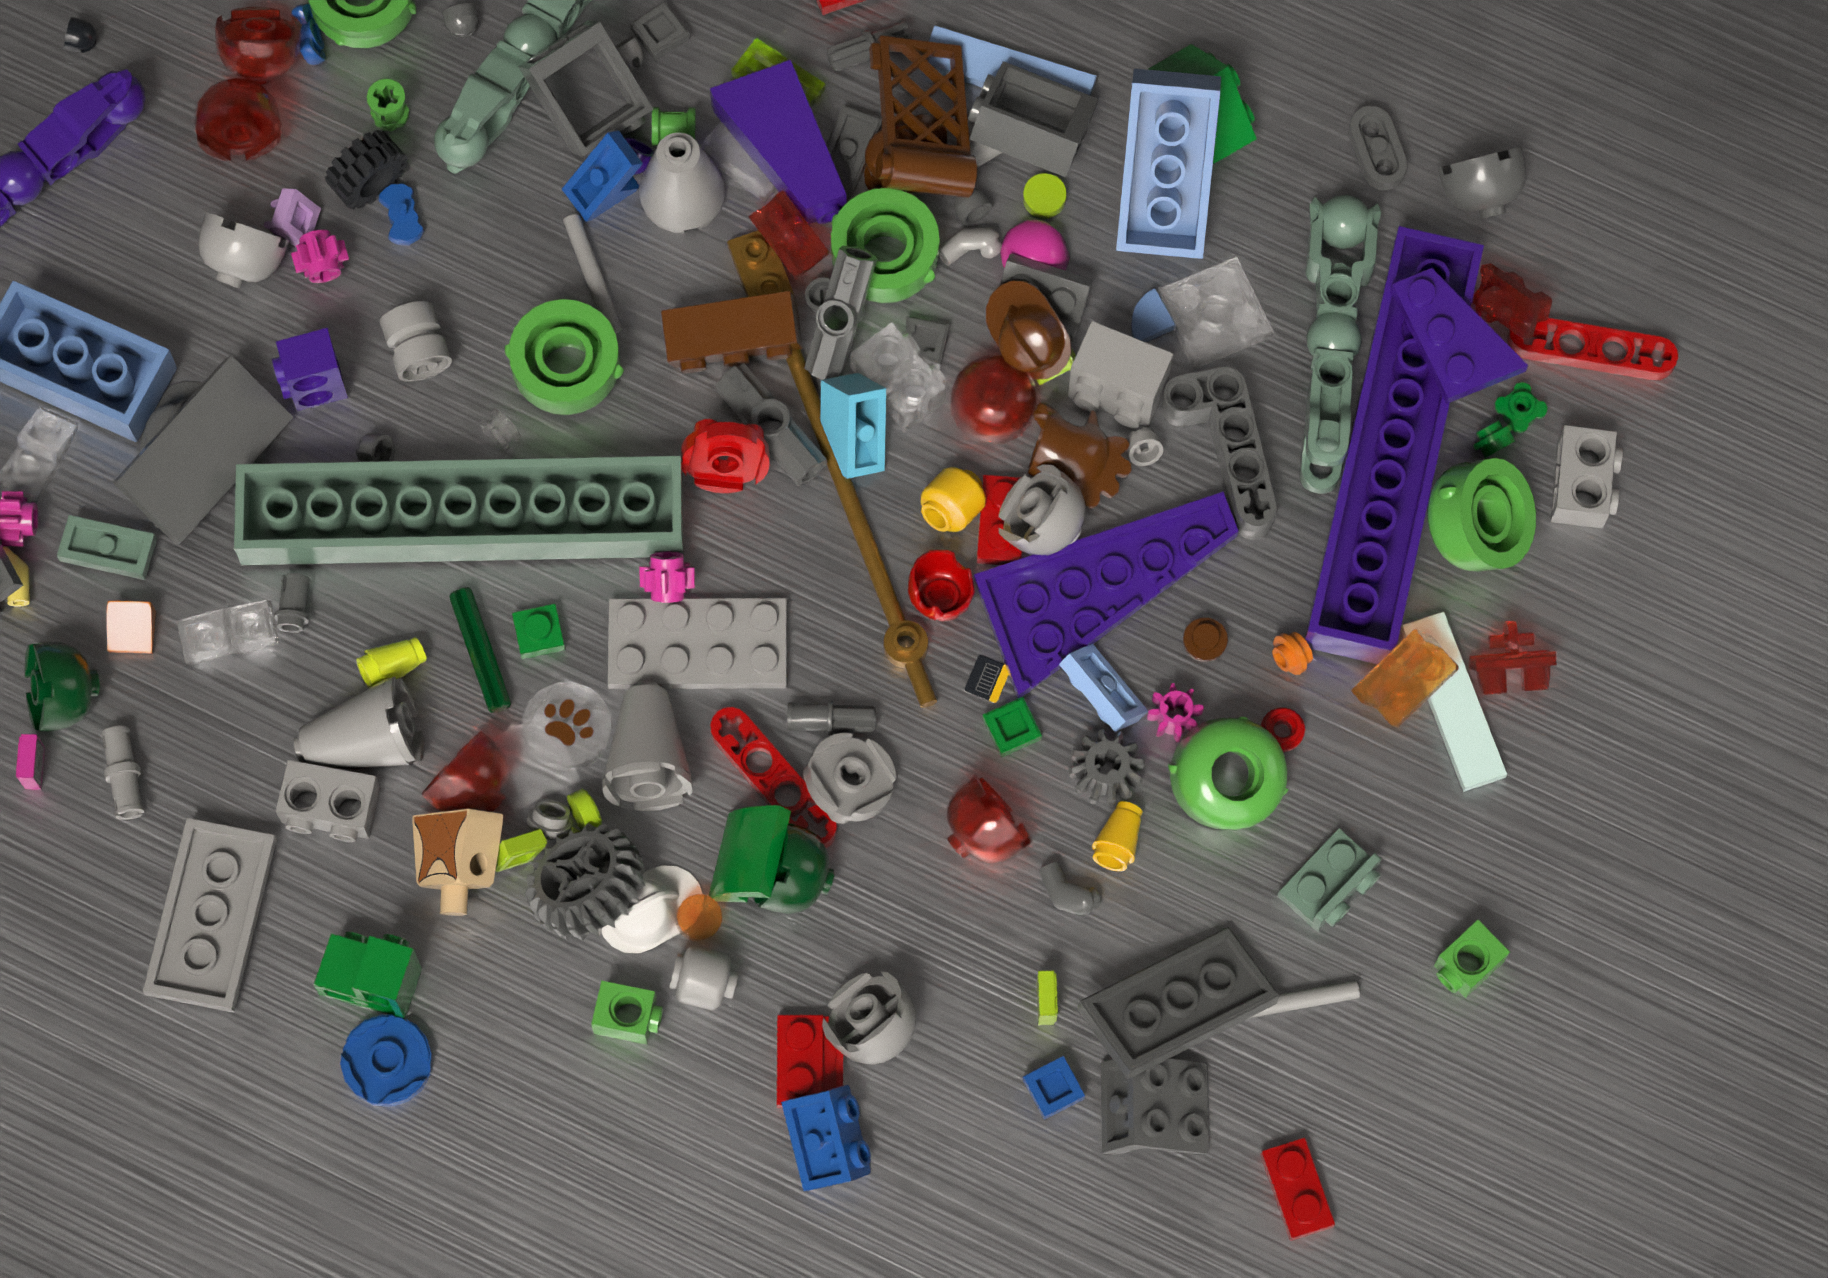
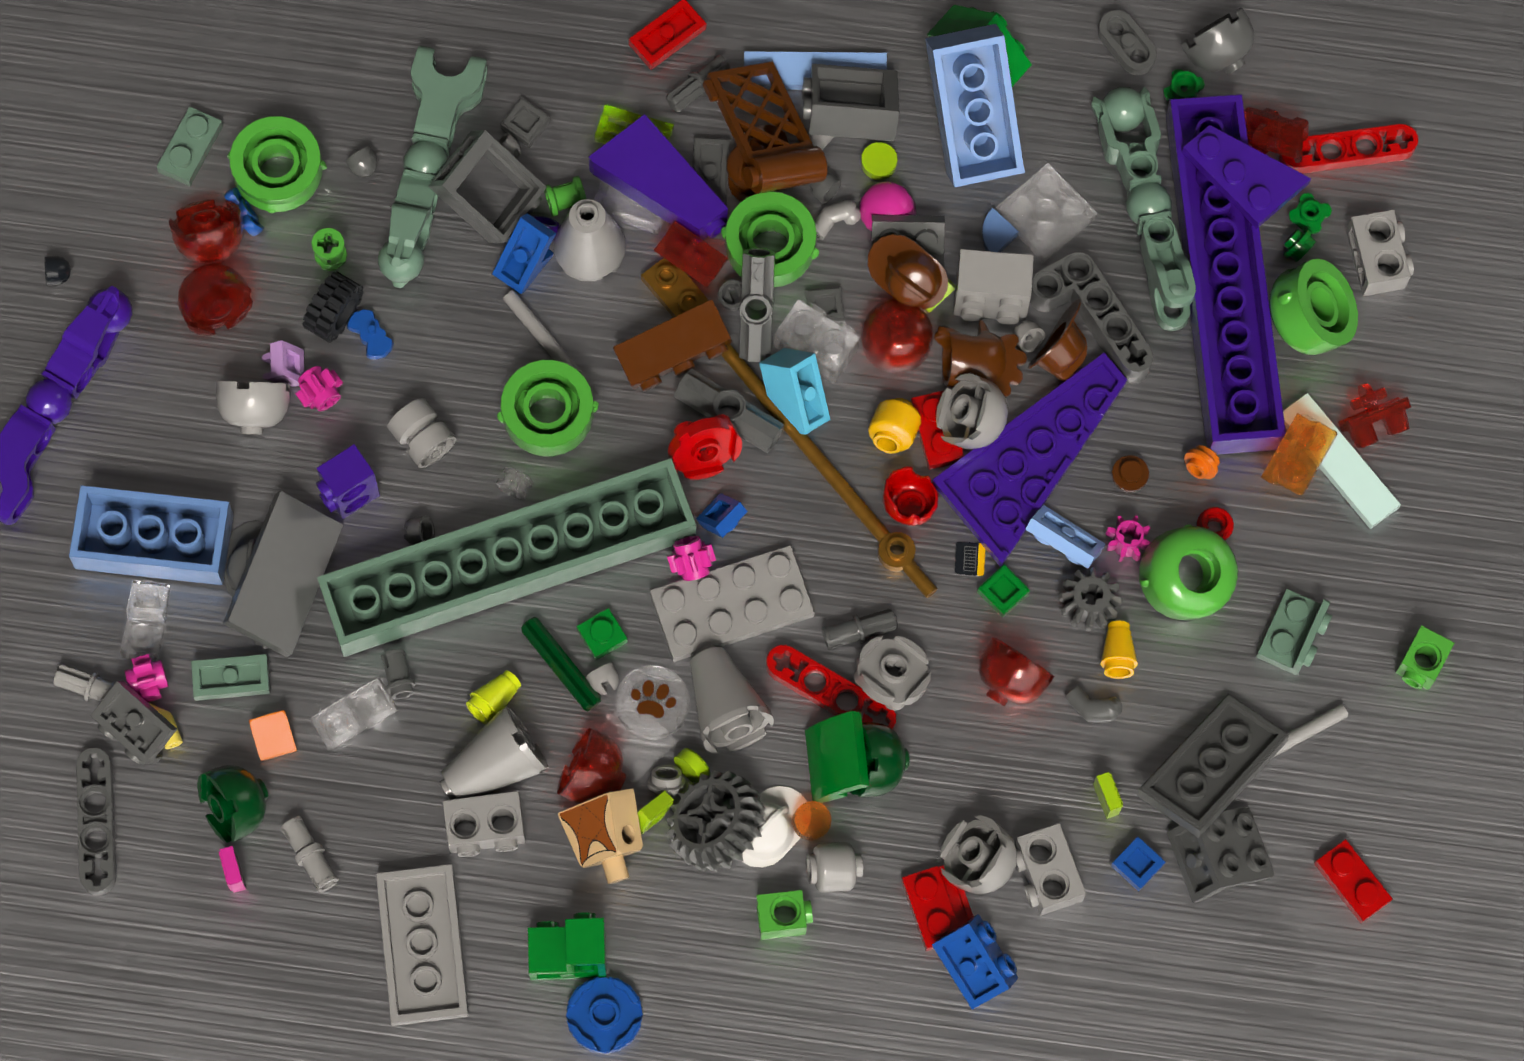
camera: 20 degrees left, 0 degrees up
(519, 680) = (603, 677): none -> light grey hinge
(720, 540) = (721, 515): none -> blue plate
(956, 1060) = (1058, 867): none -> light grey brick
(1179, 474) = (1064, 348): none -> reddish brown piece
(1426, 208) = (1183, 78): none -> green plate

